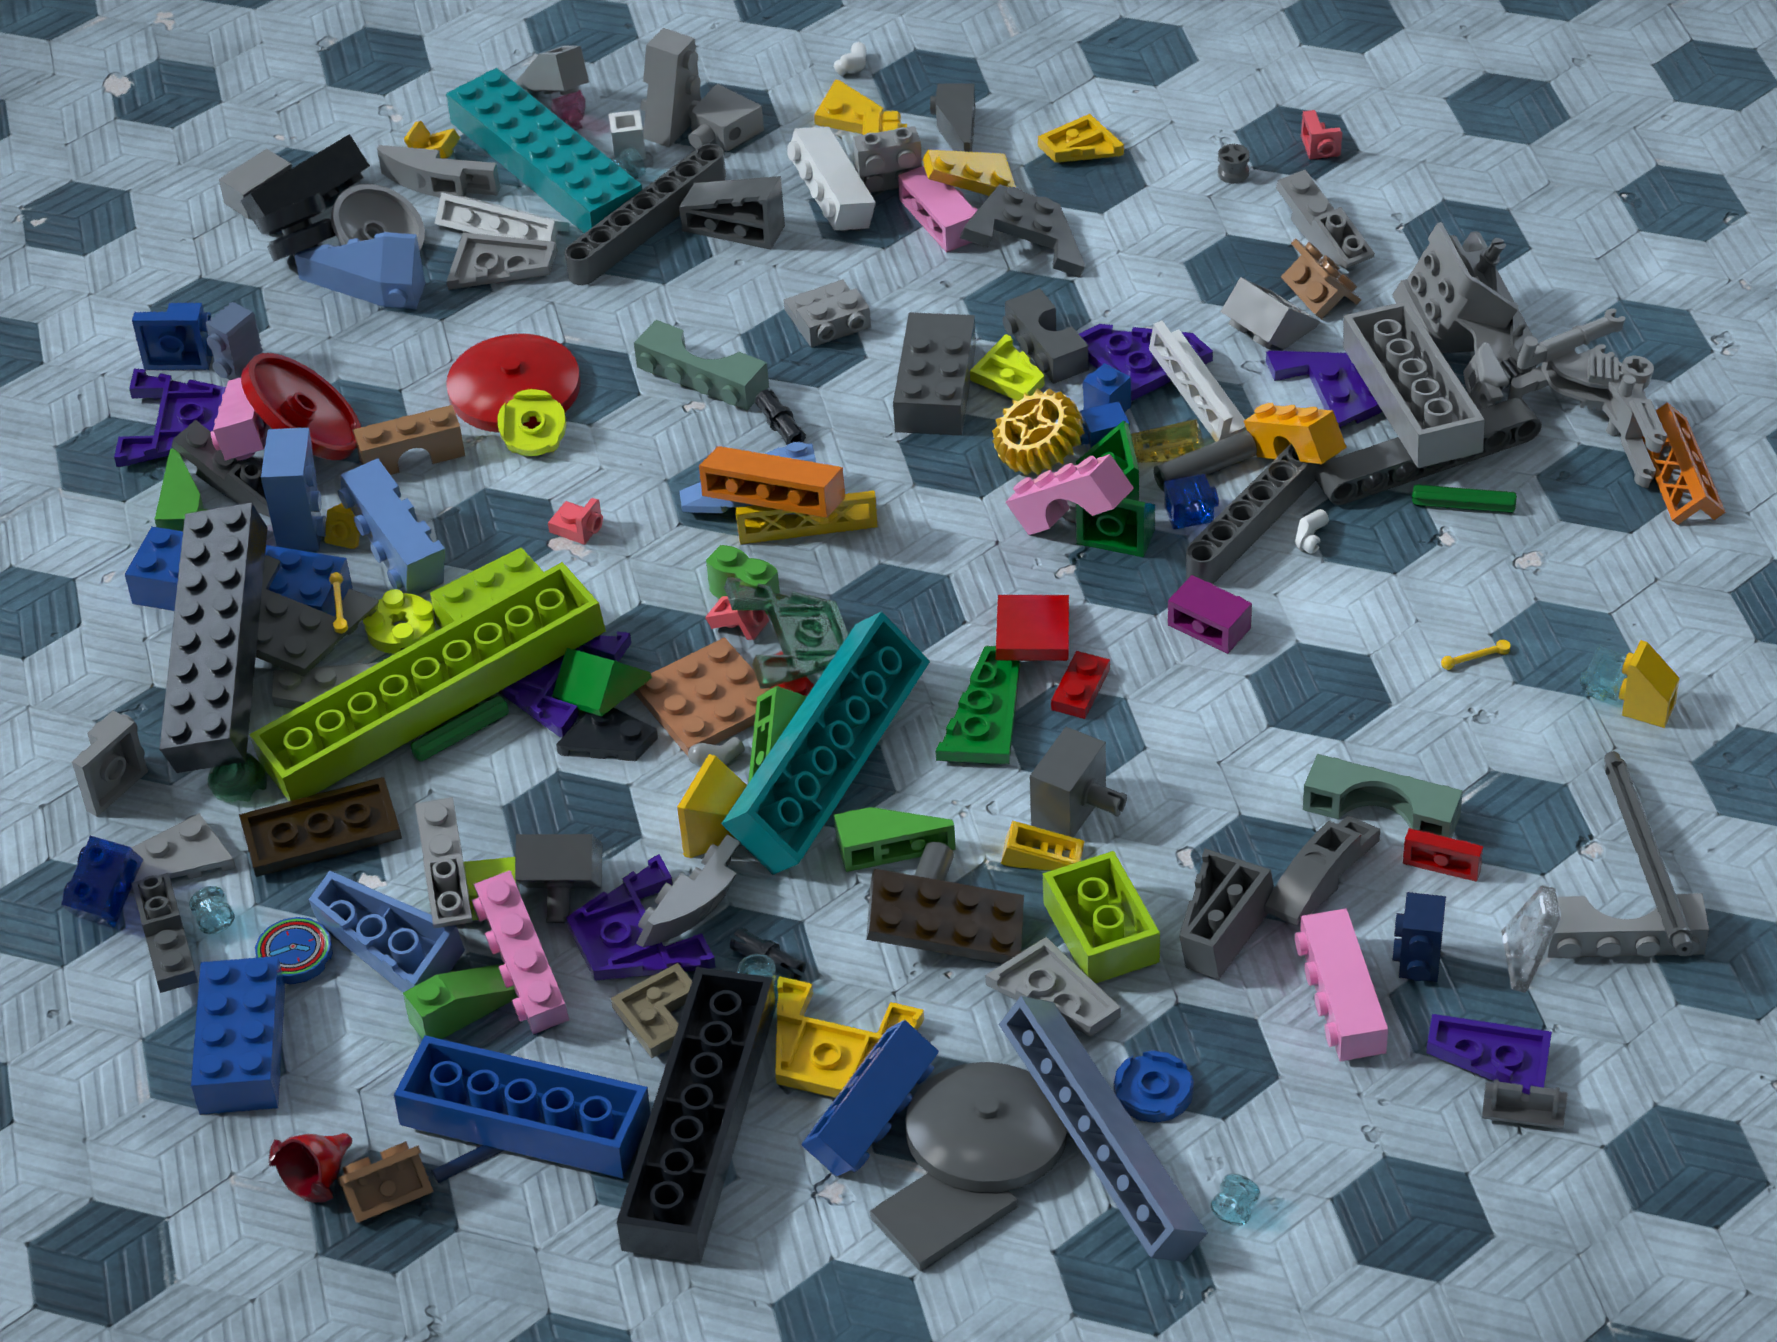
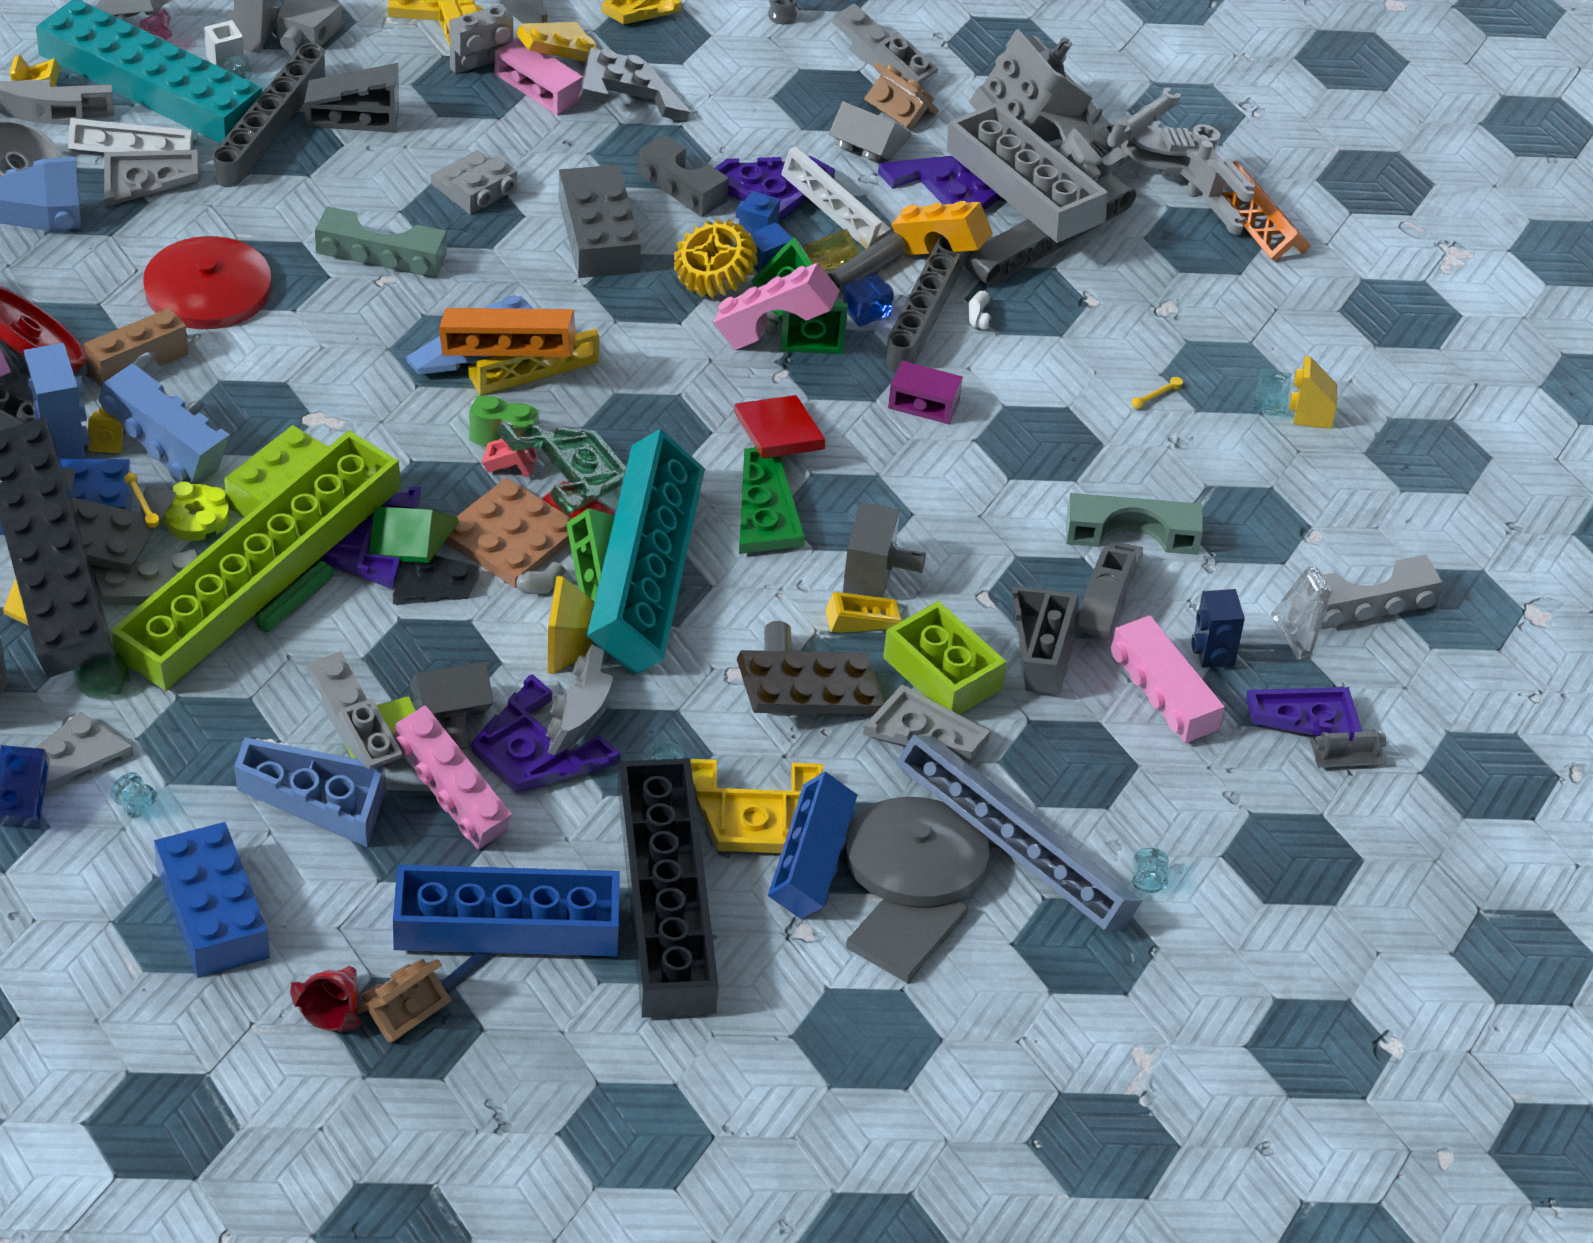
camera: 25 degrees left, 0 degrees up
(164, 932) = (96, 823): dark grey slope -> none
(300, 945) = (227, 805): tile -> none
(320, 826) = (202, 703): dark brown plate -> none
(455, 1000) = (400, 833): bright green slope -> none
(534, 441) = (241, 331): neon yellow plate -> none
(577, 522) = (324, 397): coral bracket -> none
(649, 1006) = (579, 808): dark tan plate -> none
(755, 945) = (652, 737): black pin -> none
(779, 417) = (473, 279): black pin -> none
(831, 178) = (431, 61): white brick -> none
(887, 836) = (725, 624): bright green slope -> none
(1007, 371) = (662, 211): neon yellow wing -> none
(1080, 684) = (837, 469): red plate -> none
(1154, 1086) = (1042, 790): blue tile -> none
(1442, 854) = (1201, 560): red plate -> none
(1464, 498) = (1095, 264): green axle -> none
(1649, 854) = (1371, 530): dark grey piece -> none

